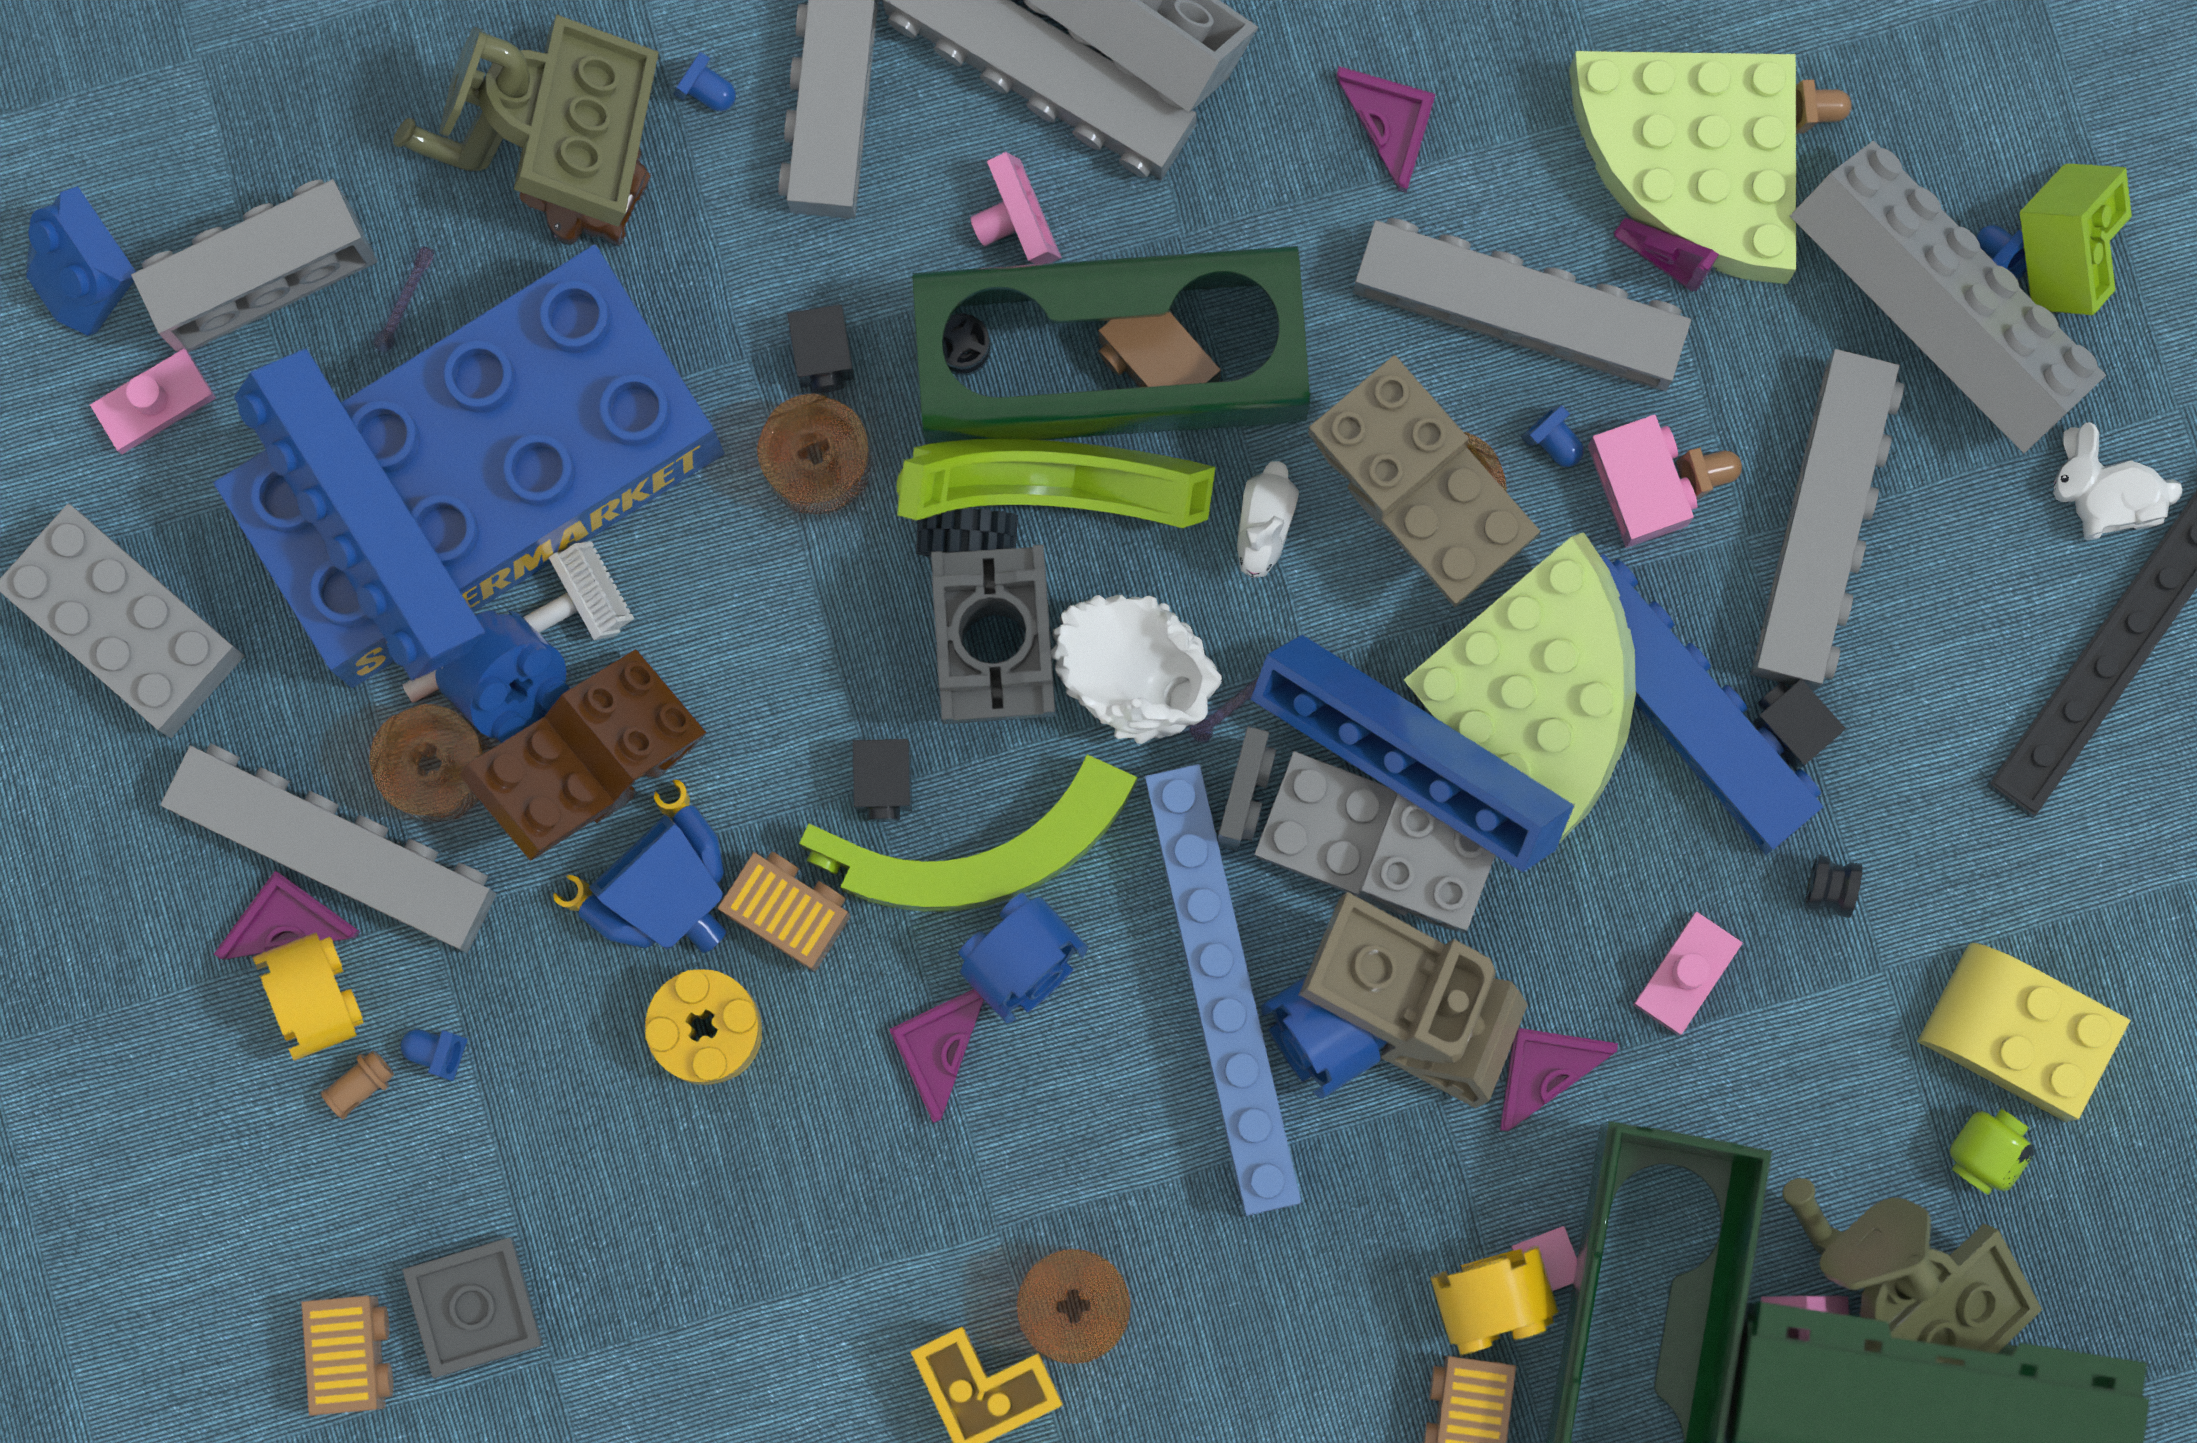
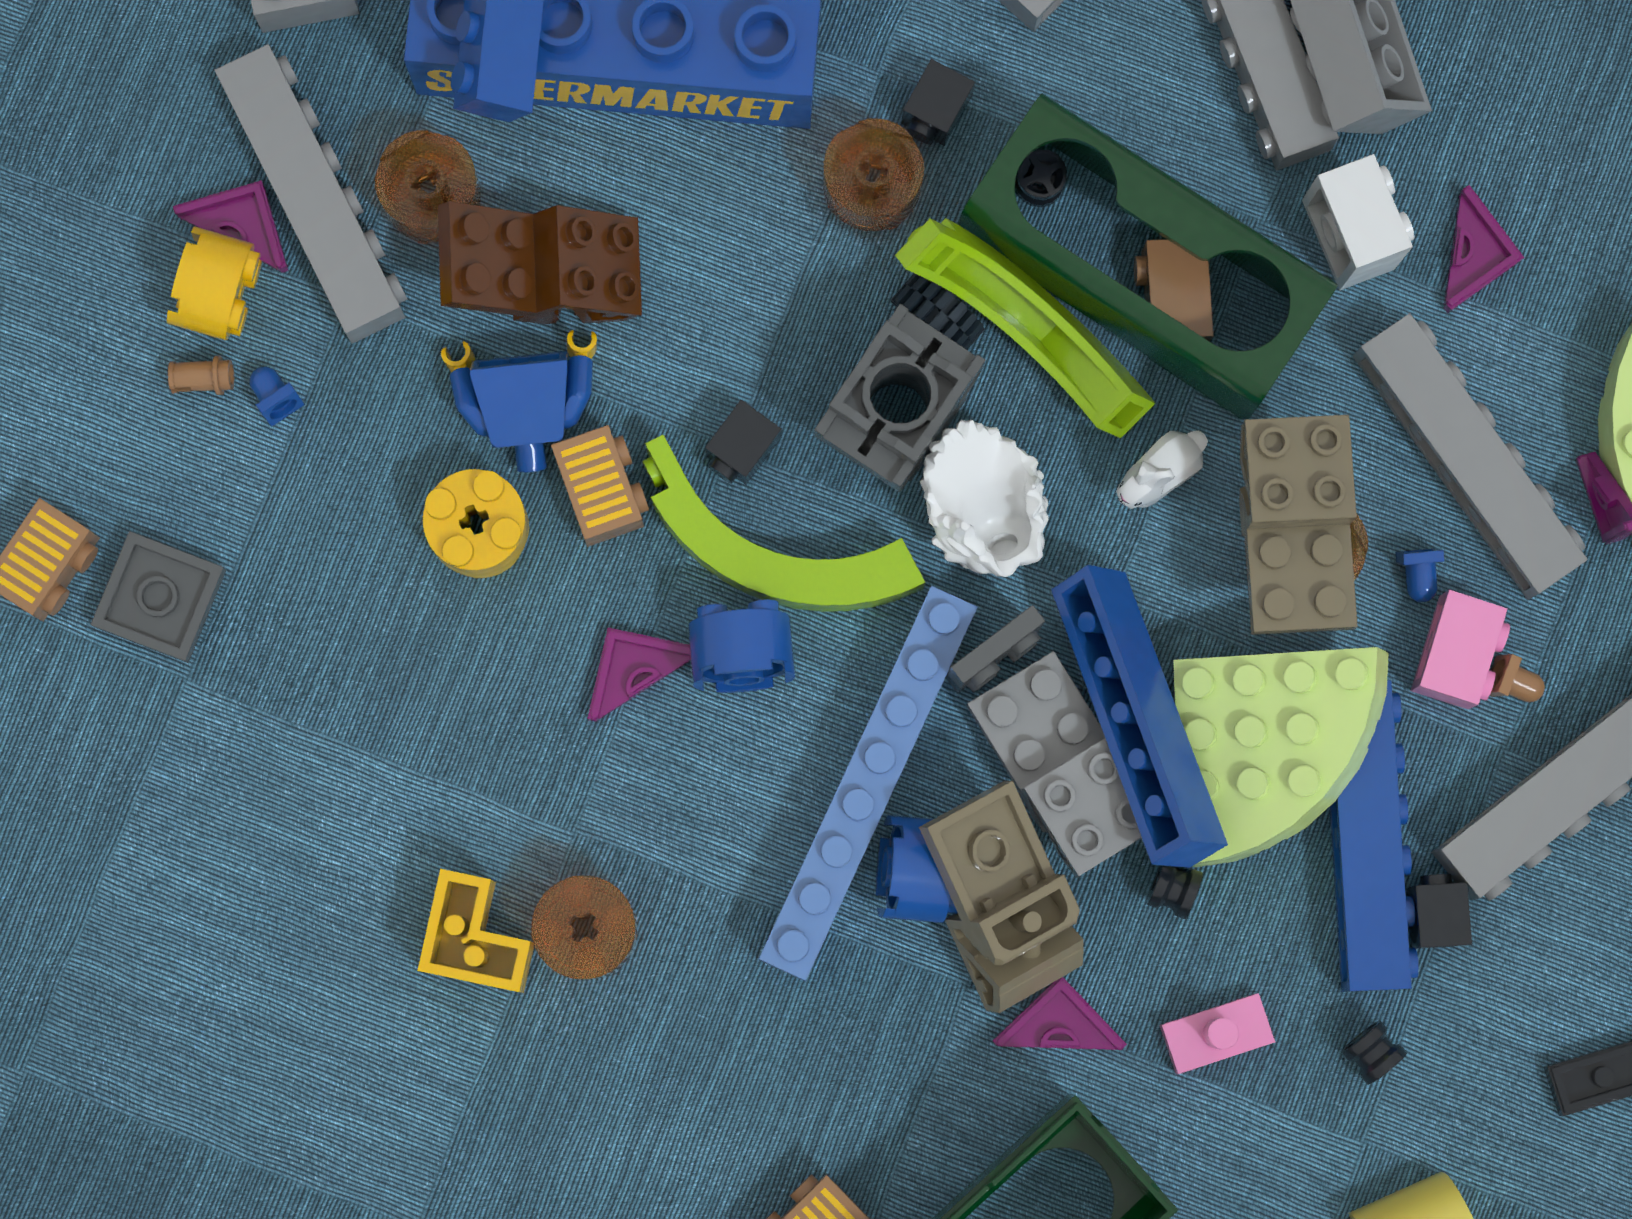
camera: 30 degrees right, 0 degrees up
(506, 677) = (527, 161): blue brick -> none
(588, 592) = (635, 152): white piece -> none
(1016, 213) = (1152, 114): bright pink tile -> none
(1204, 730) = (1000, 585): hinge -> none
(1269, 173) = (1358, 221): none -> white brick
(1495, 1298) = (893, 1159): yellow brick -> none
(1557, 877) = (1175, 889): none -> black wheel
(1557, 1256) = (952, 1162): bright pink tile -> none

